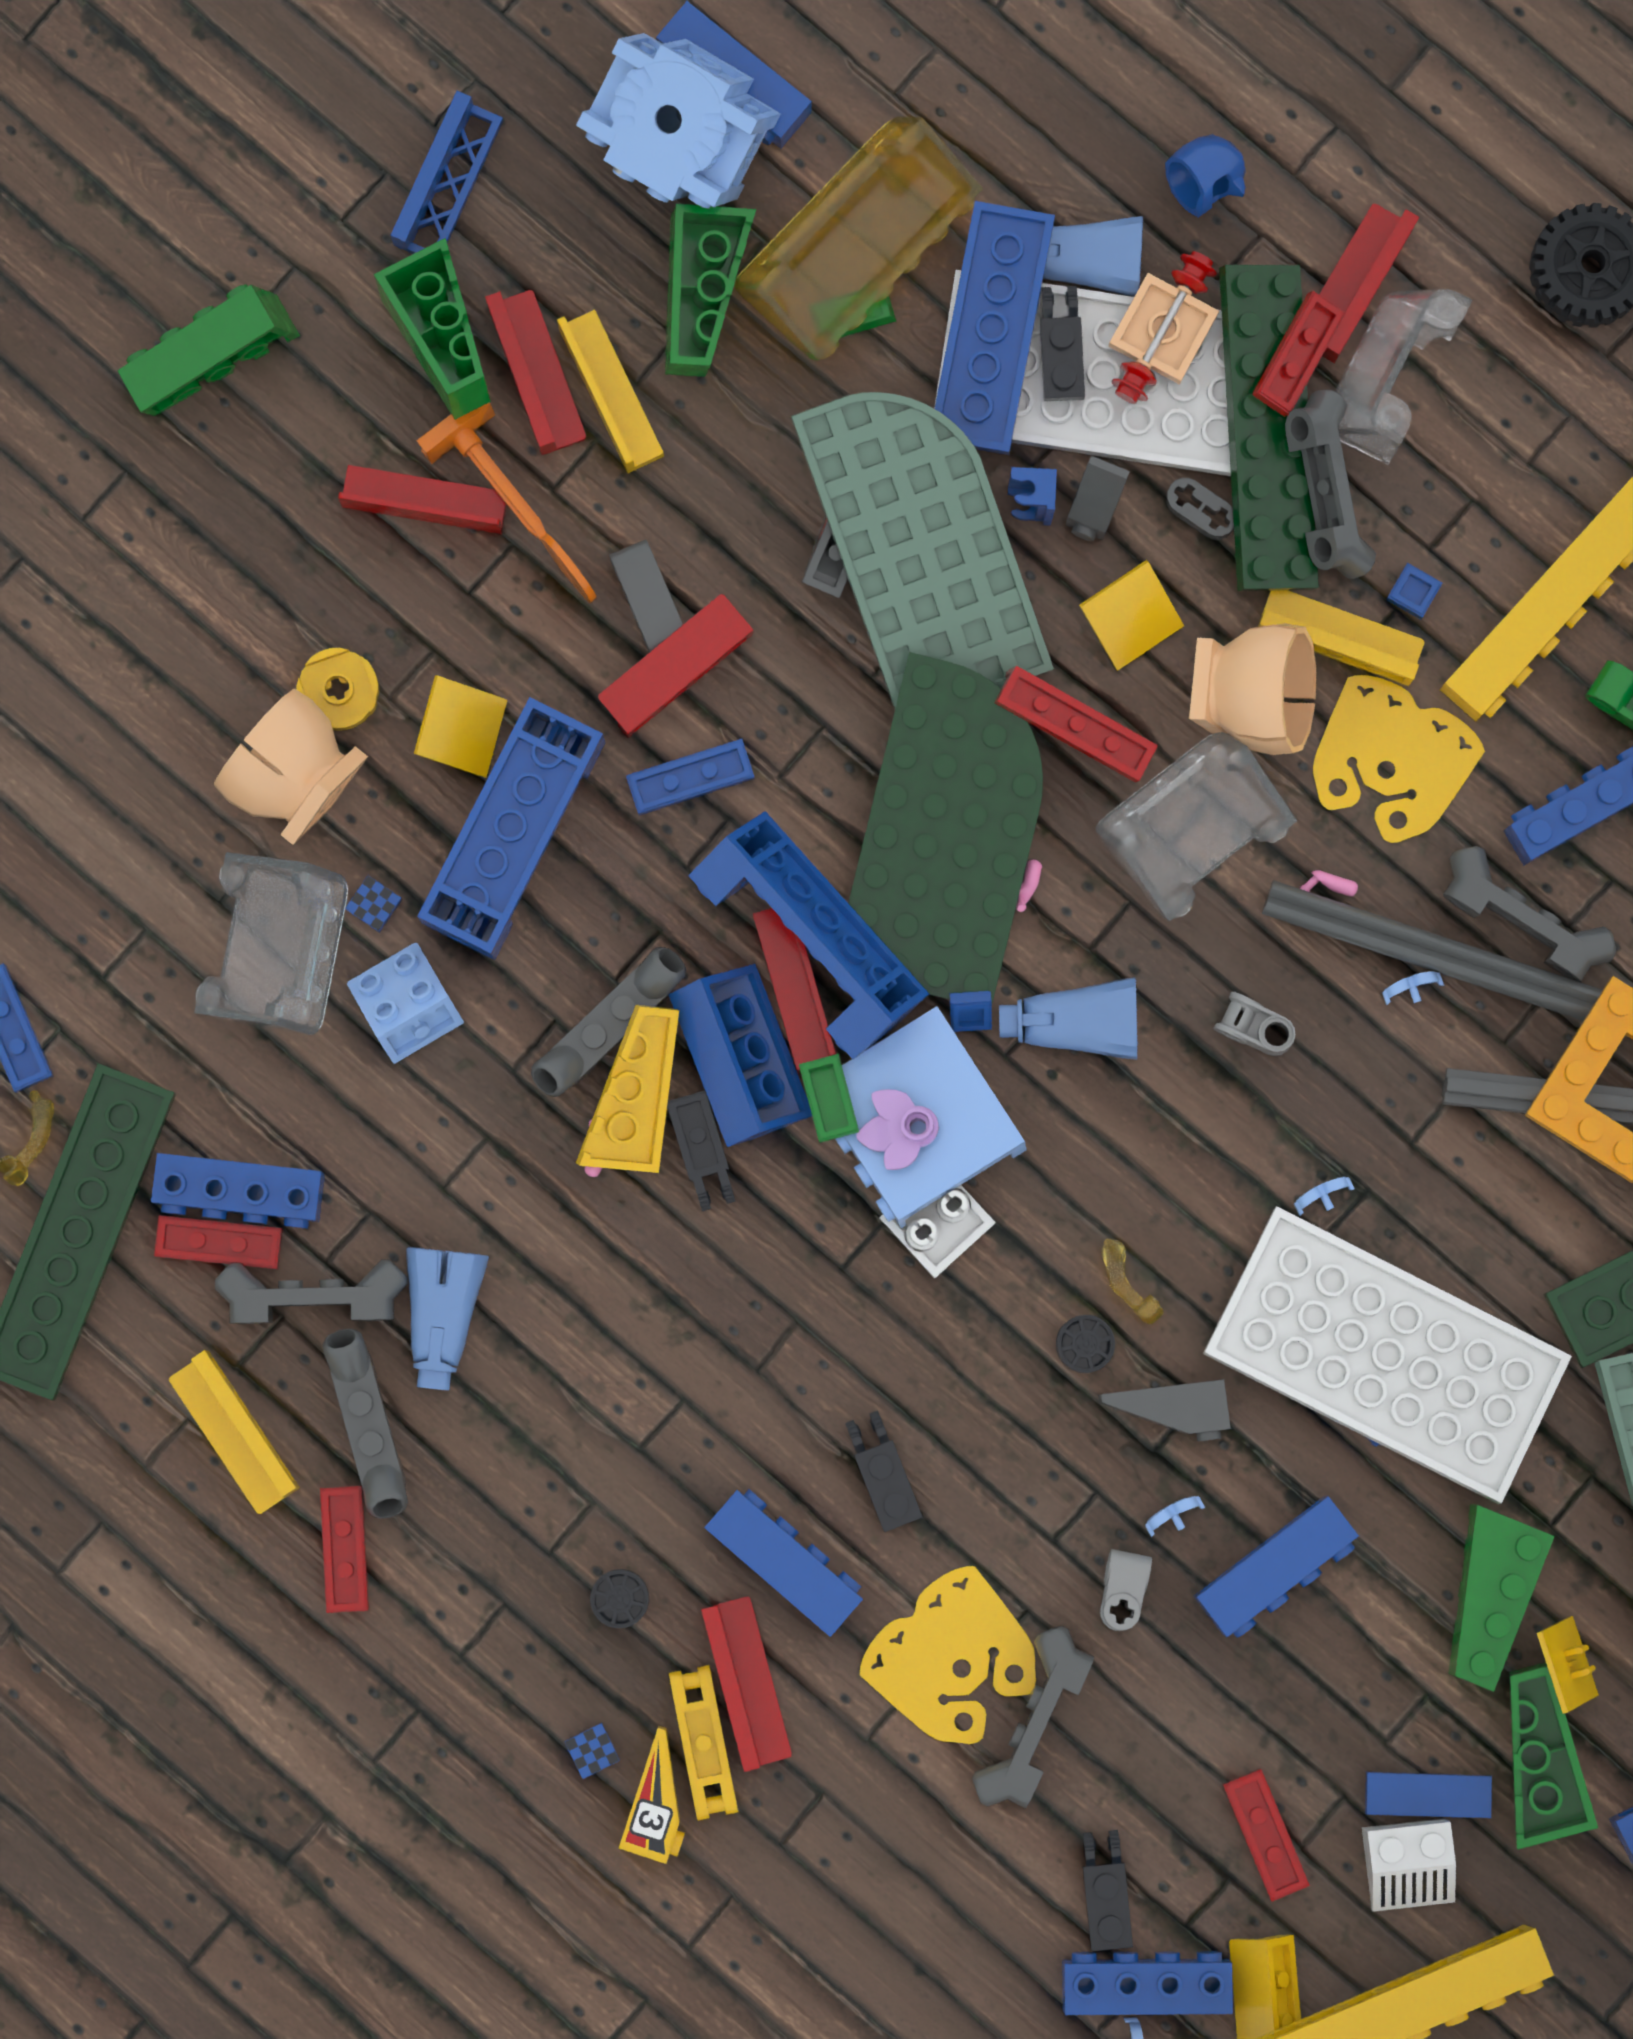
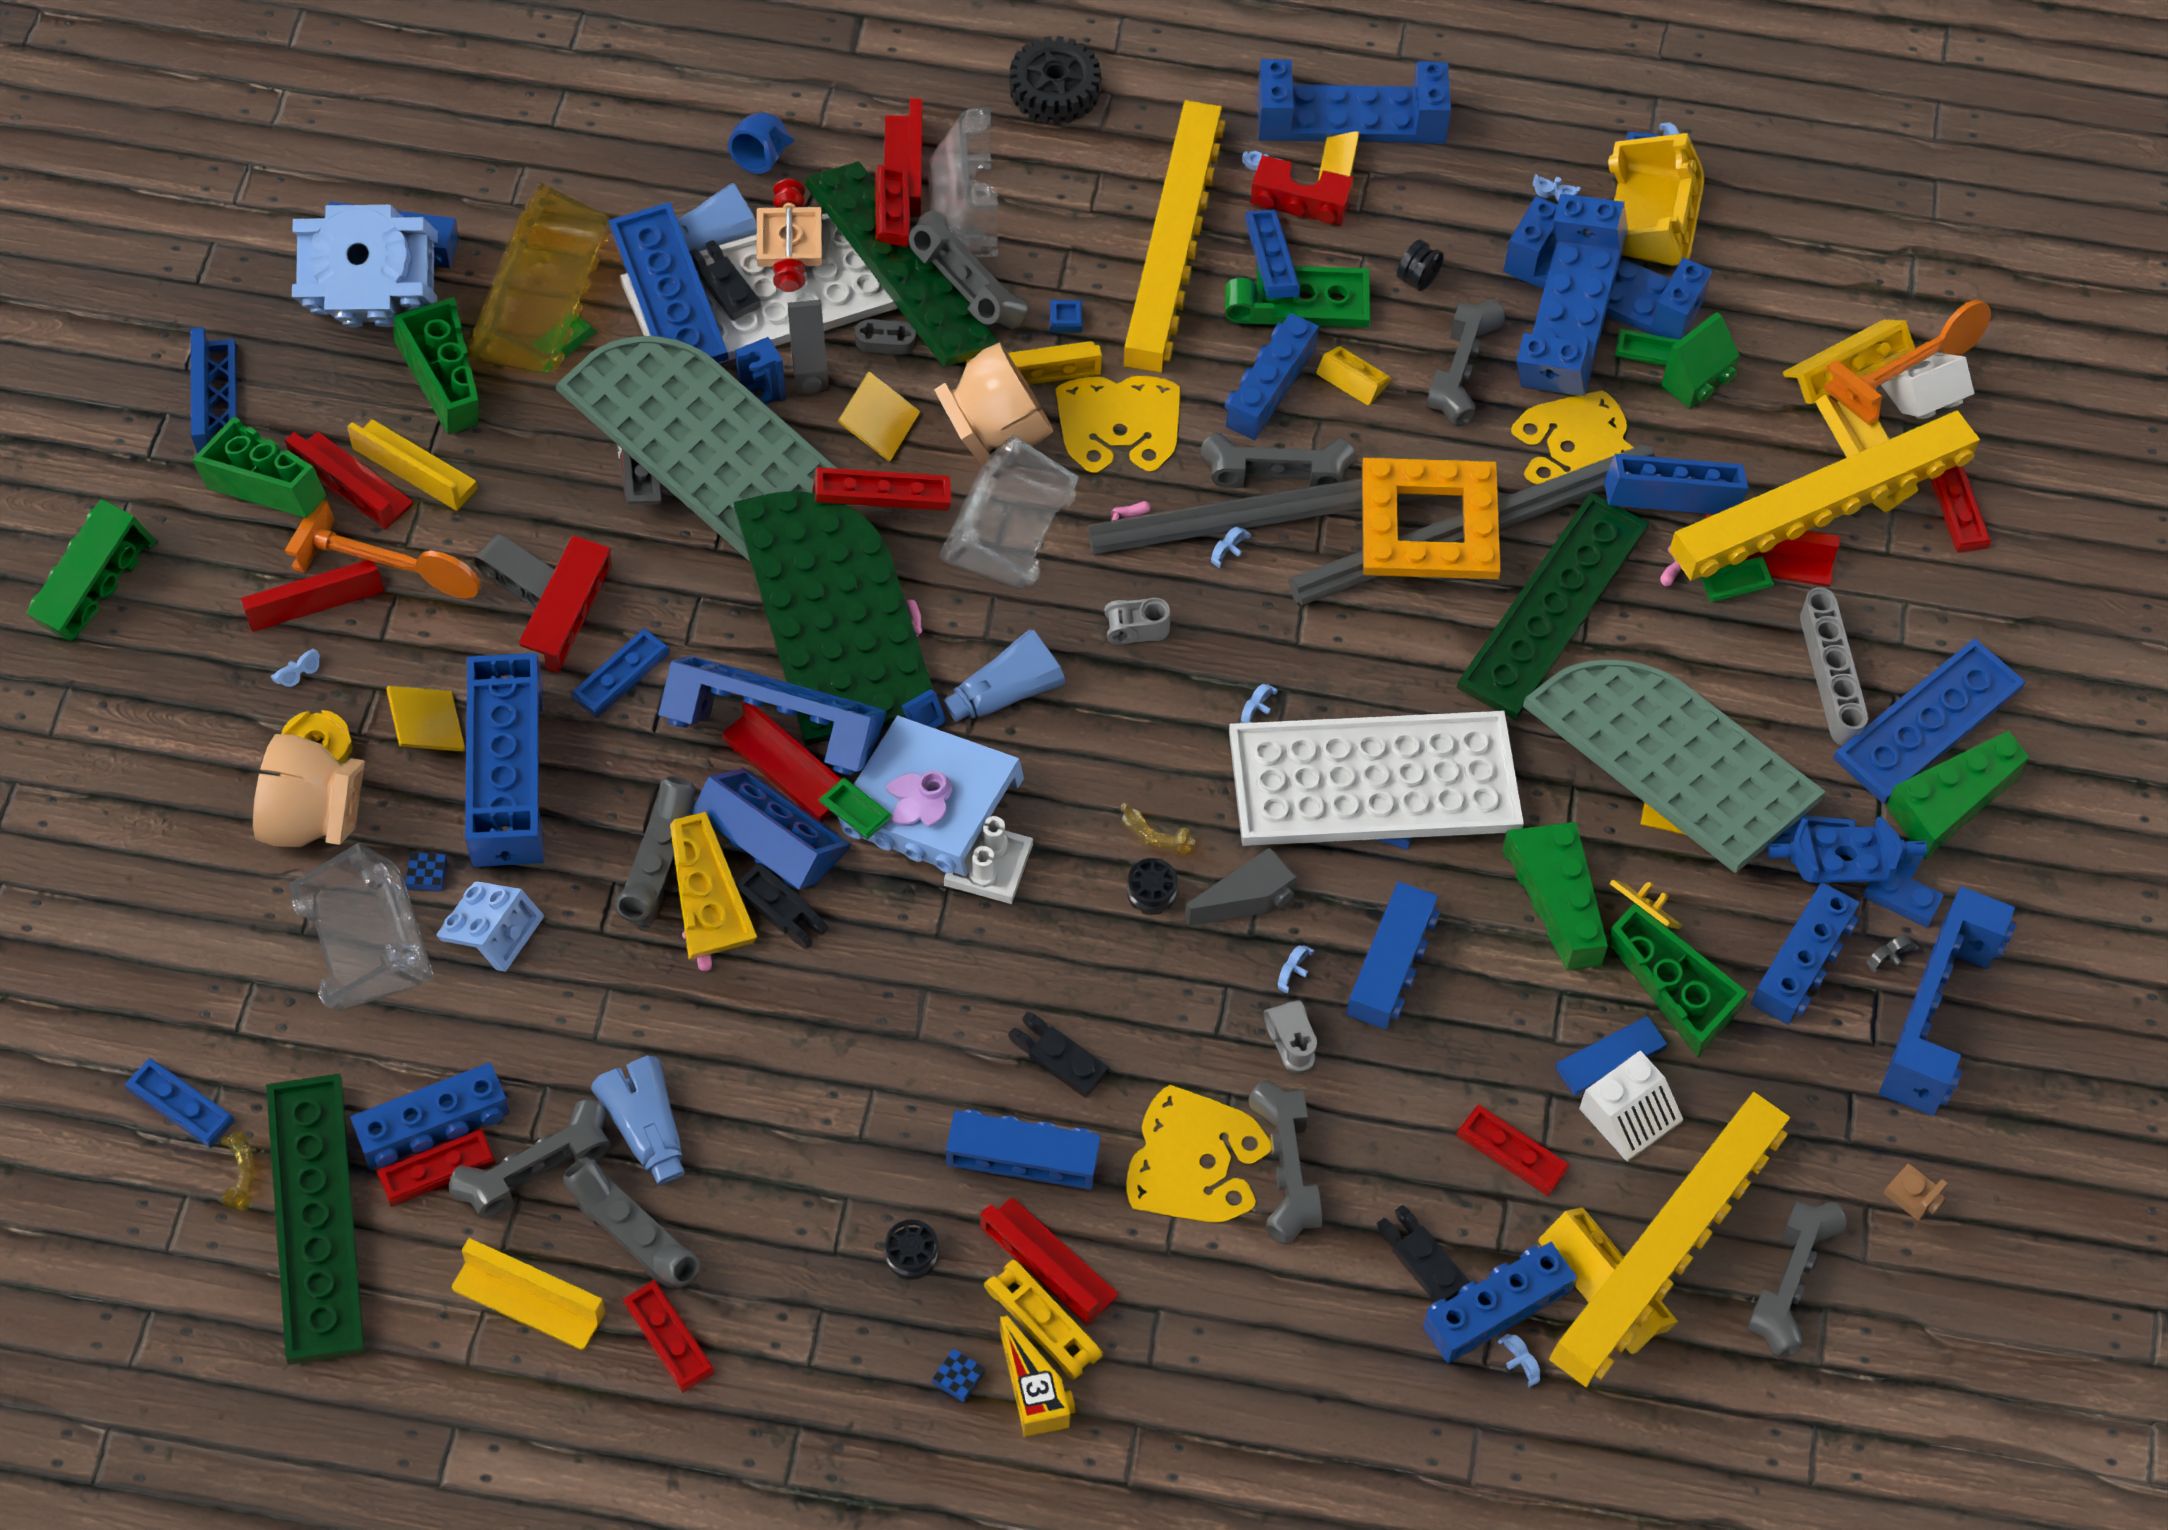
camera: 30 degrees left, 25 degrees down
(375, 585) = (290, 675): none -> light blue piece

